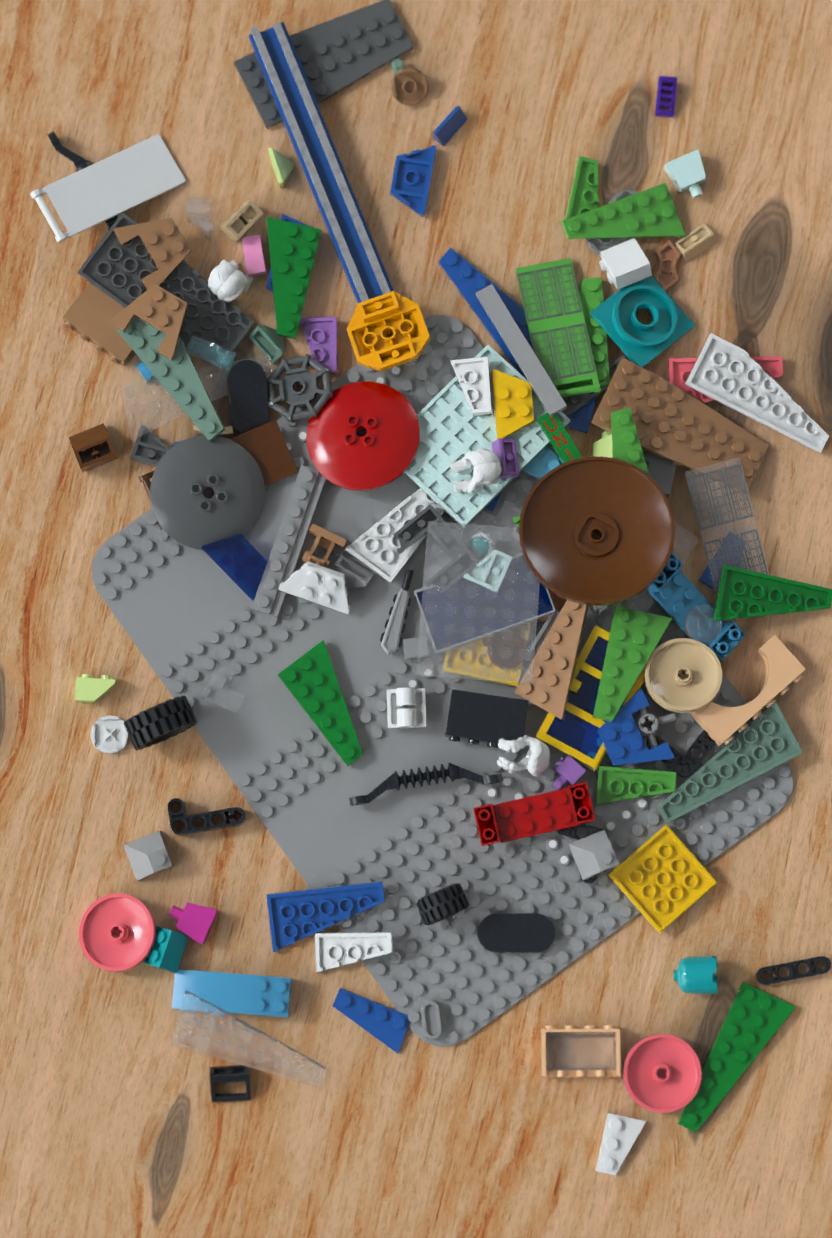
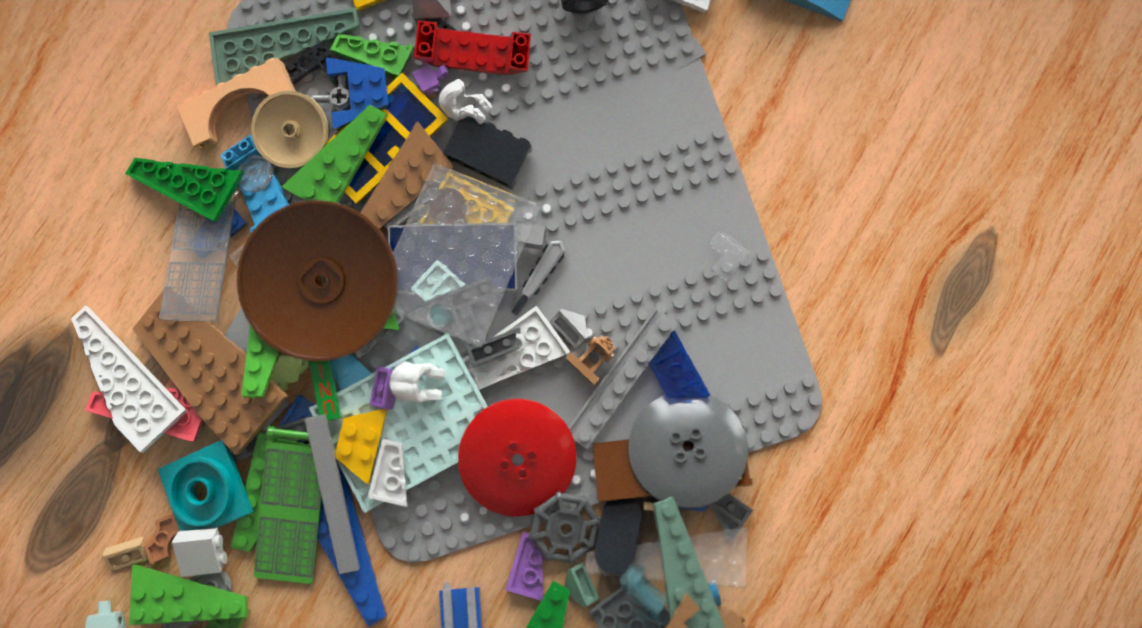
camera: 155 degrees left, 0 degrees up
(93, 448) = (787, 532): reddish brown slope -> none
(93, 689) = (853, 294): yellowish green slope -> none
(109, 734) = (845, 248): white tile -> none
(117, 932) = (889, 62): coral dish -> none
(148, 855) = (838, 125): light grey slope -> none
(160, 722) = (799, 234): black tyre -> none
(167, 949) = (851, 39): teal slope -> none
(194, 920) = (813, 54): dark pink torso -> none
(207, 817) = (776, 143): black beam -> none
(308, 911) = (701, 30): blue wing -> none
(318, 692) = (637, 223): green wing -> none
(319, 586) = (607, 322): white wing -> none
(385, 316) = (458, 574): light orange piece -> none
(406, 708) = (559, 183): white plate -> none
(453, 772) = (592, 120): black piece -> none

